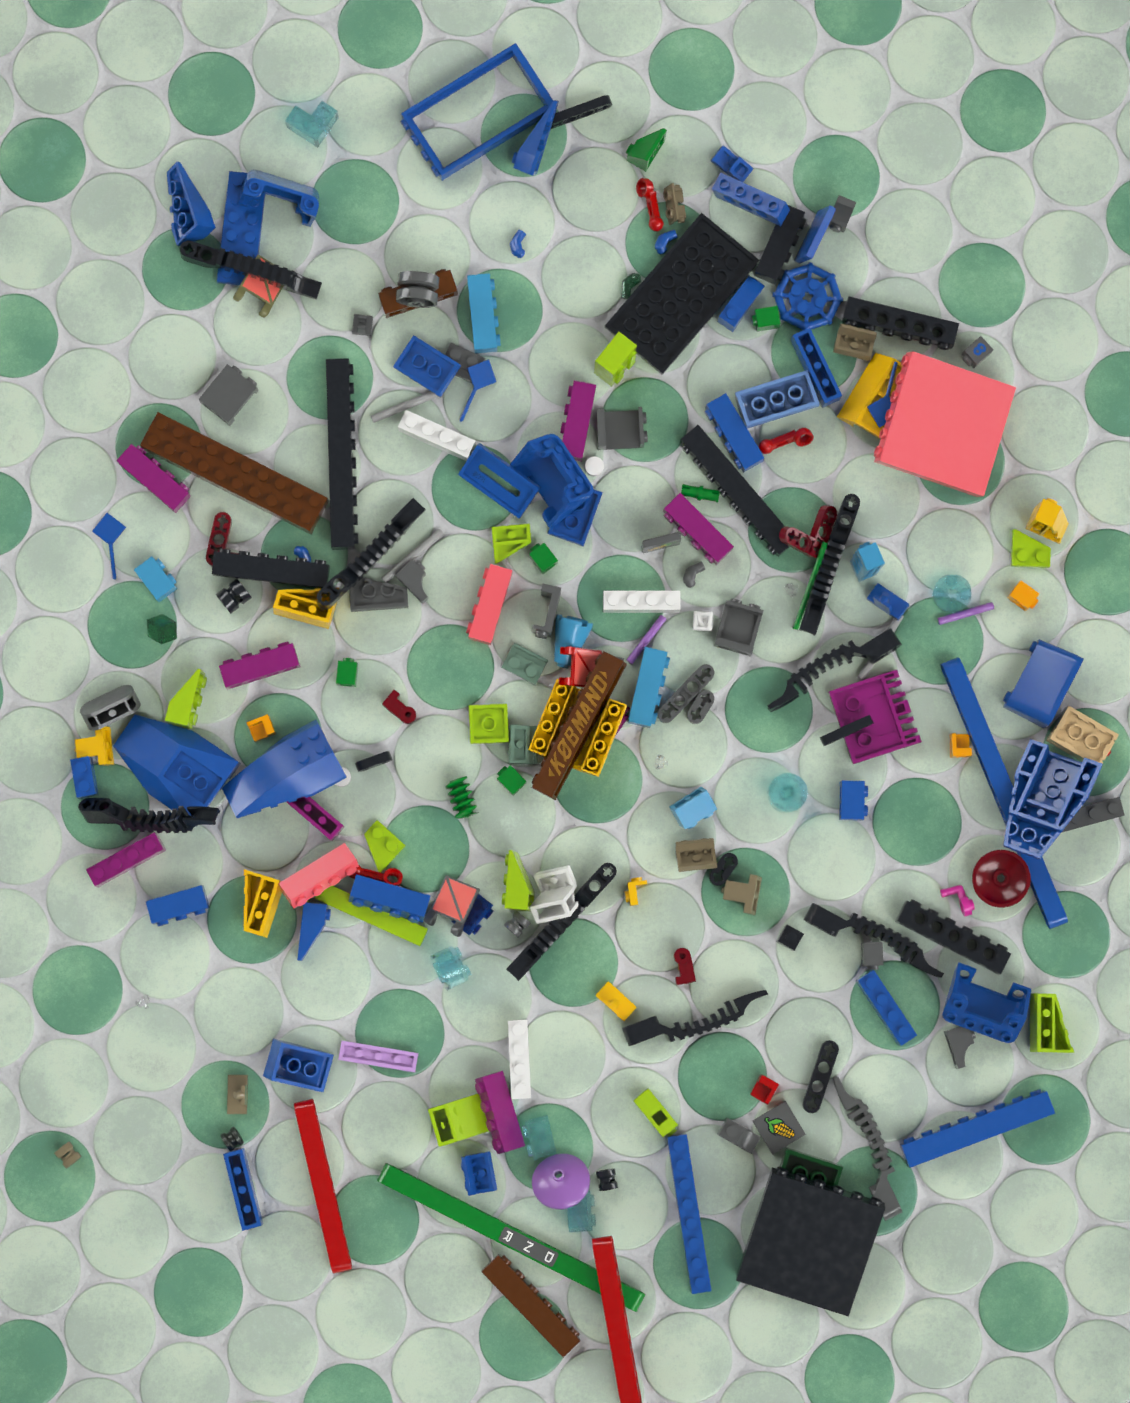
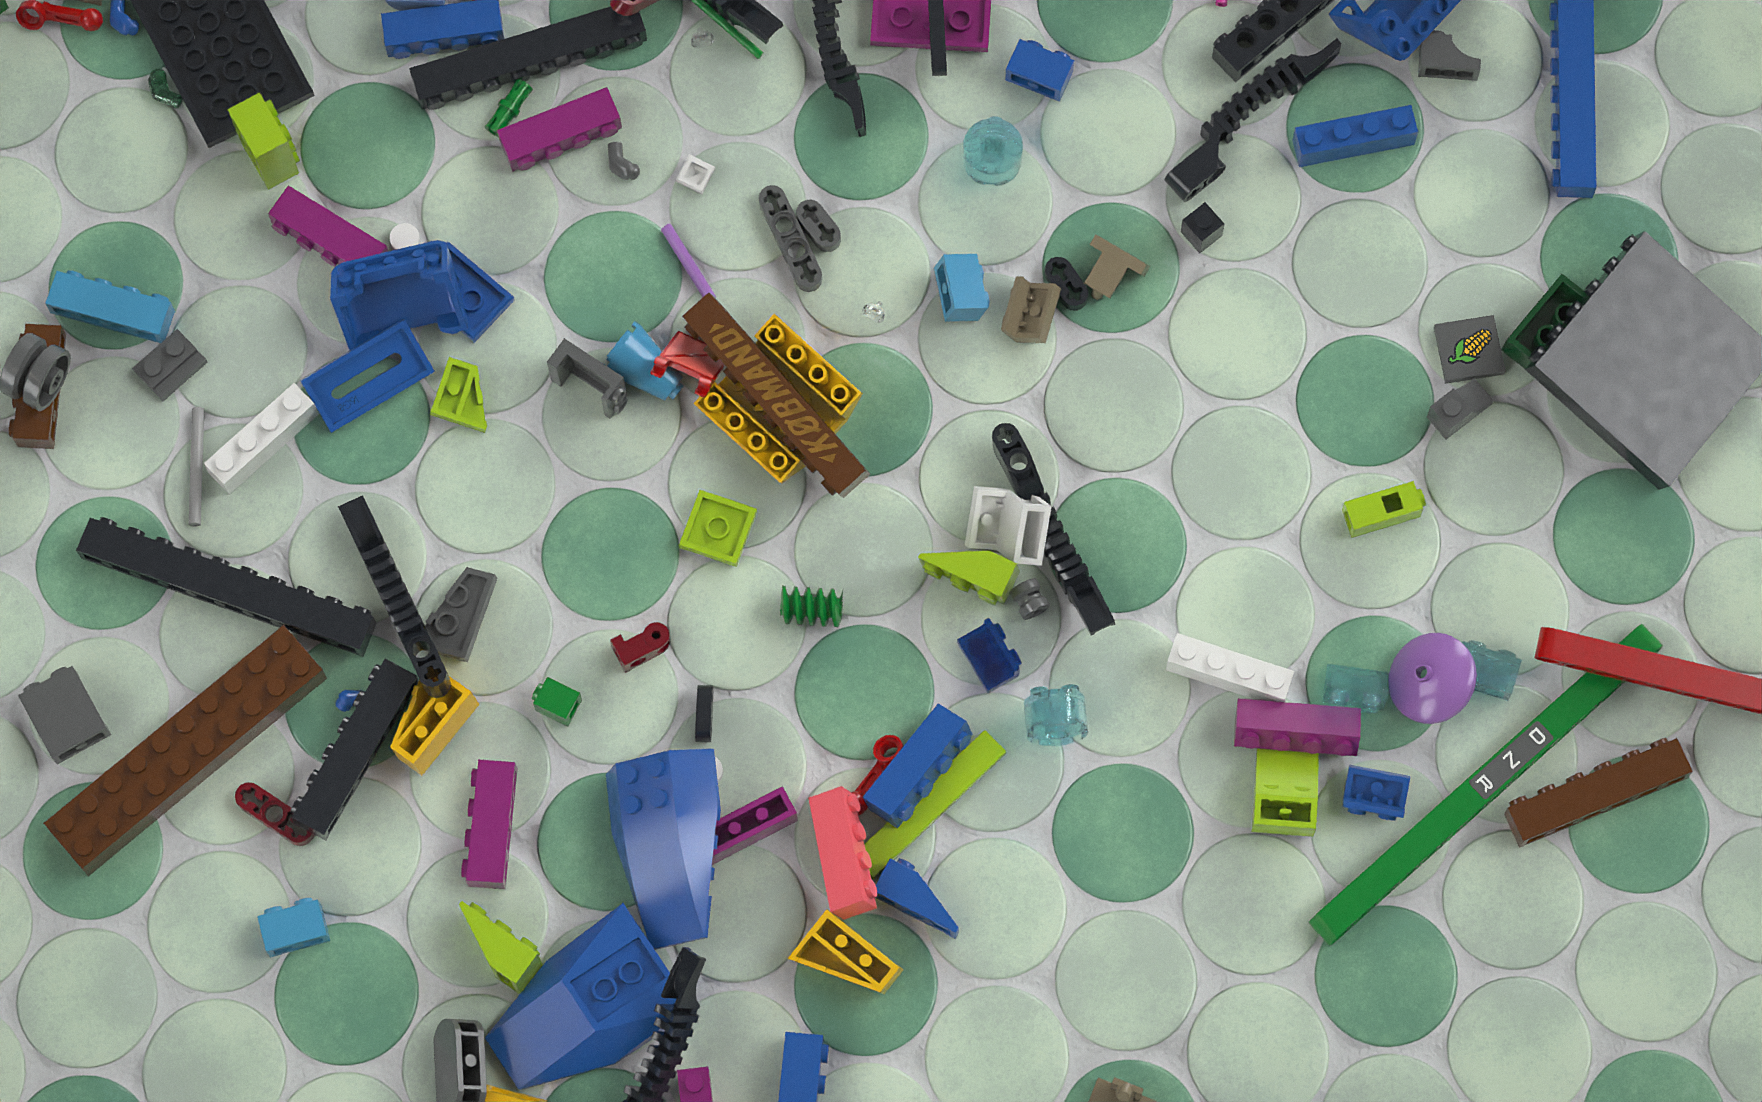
camera: 60 degrees left, 10 degrees down
(109, 530) = (188, 973): blue piece -> none
(153, 478) = (139, 872): magenta brick -> none
(162, 629) = (373, 948): clear green panel -> none
(233, 596) = (370, 822): black wheel -> none
(261, 728) = (585, 857): light orange panel -> none
(298, 1065) = (1112, 996): blue slope -> none
(322, 1186) = (1307, 1028): red beam -> none
(362, 325) = (48, 484): dark grey tile -> none
(378, 1056) = (1145, 873): lavender plate -> none
(382, 845) = (833, 749): lime wing -> none
(411, 577) = (456, 552): dark grey arch -> none
(413, 555) = (423, 543): light grey bar -> none
(427, 366) = (152, 413): blue plate -> none
(454, 902) = (960, 675): flag -> none
(481, 376) = (203, 344): blue piece -> none
(490, 604) = (542, 458): coral brick -> none
(511, 779) = (814, 527): green brick -> none
(515, 244) = (31, 223): blue arm -> none
(519, 742) = (766, 494): sand green plate -> none
(524, 664) = (651, 445): sand green plate -> none
(542, 557) = (507, 358): green brick -> none
(607, 1179) = (1454, 614): black wheel -> none
(616, 1001) = (1198, 505): yellow piece -> none
(621, 429) = (367, 180): dark grey panel -> none
(631, 894) = (1048, 420): yellow bracket -> none
(641, 601) = (631, 246): white brick -> none
(647, 687) = (759, 284): dark azure brick -> none
(651, 1027) = (1257, 468): black piece -> none
(661, 542) = (557, 183): dark grey tile -> none
(683, 959) = (1186, 387): dark red leg -> none
(688, 1213) = (1547, 517): blue brick -> none
(738, 627) = (725, 129): dark grey panel -> none
(764, 1089) = (1407, 346): red panel -> none
(823, 1077) = (1421, 261): black beam -> none
(872, 955) = (1271, 126): dark grey brick -> none
(881, 1188) = (1604, 237): dark grey piece -> none

